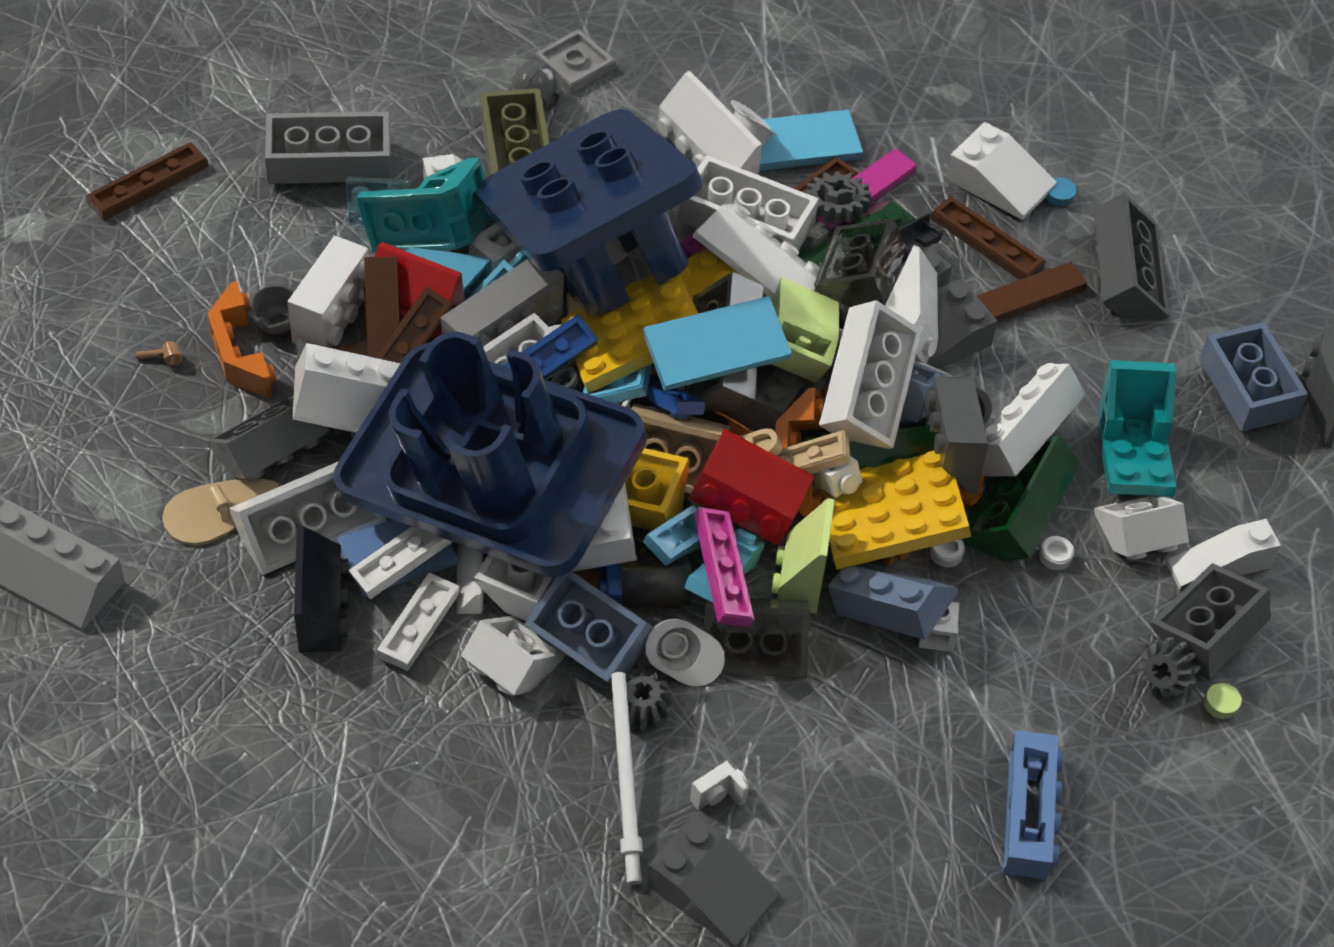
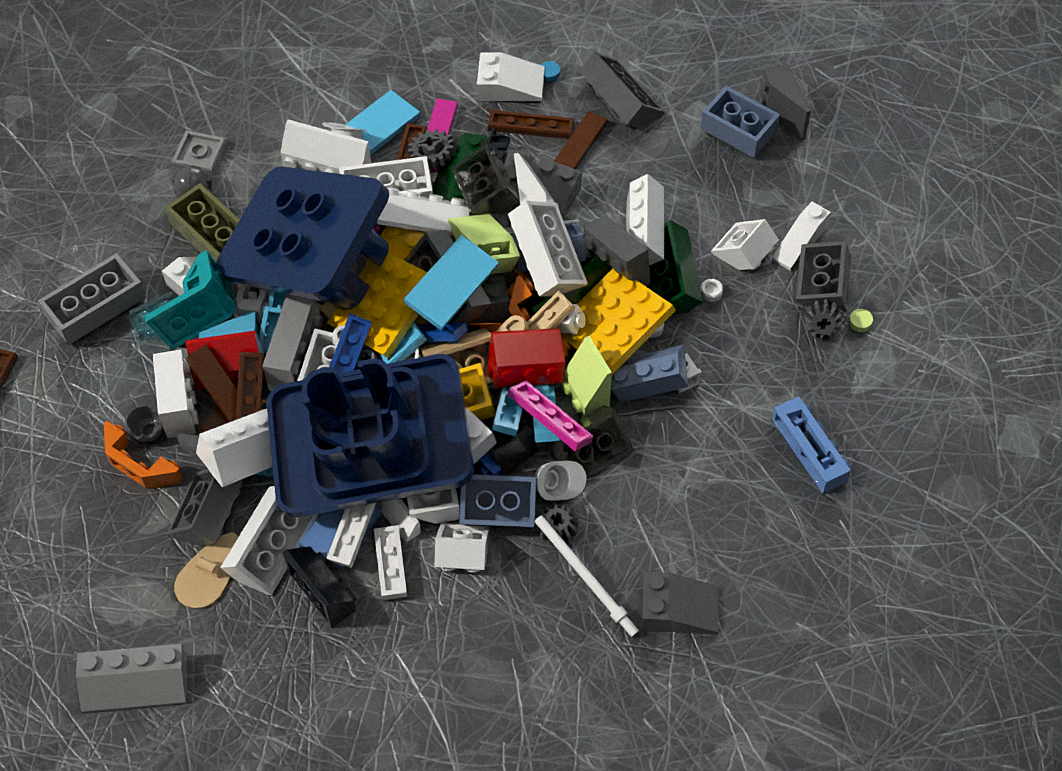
camera: 30 degrees left, 5 degrees up
(169, 352) = (97, 492): medium nougat hand -> none
(717, 783) = (641, 540): white bracket -> none
(1136, 427) = (700, 191): teal bracket -> none

